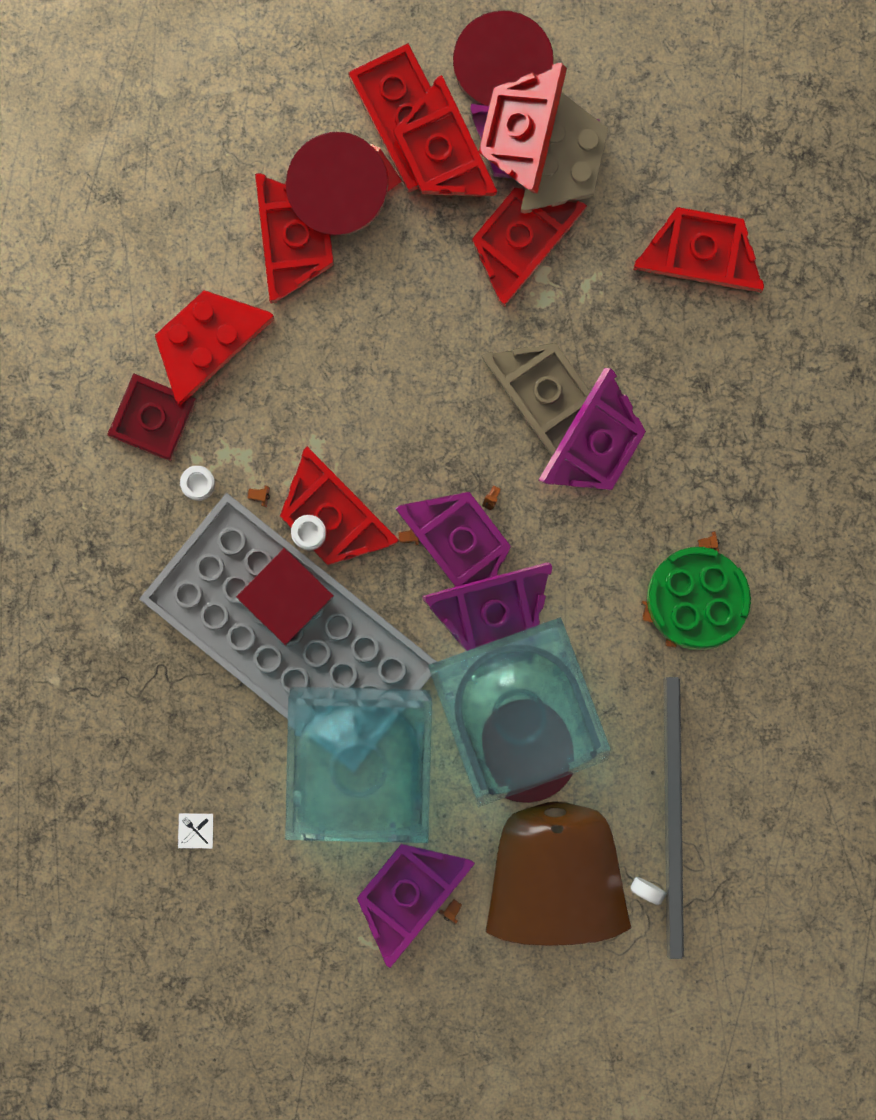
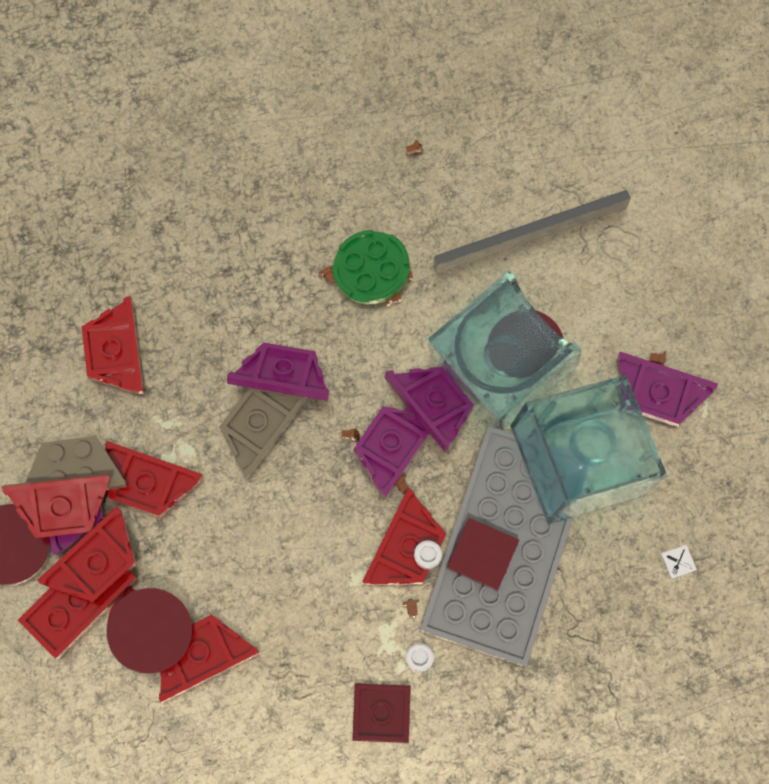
camera: 110 degrees left, 10 degrees down
(206, 339) = (306, 693): red wing -> none
(557, 884) = (613, 291): reddish brown piece -> none
(648, 891) = (589, 231): white tile -> none
(844, 716) = (416, 147): none -> dark orange piece

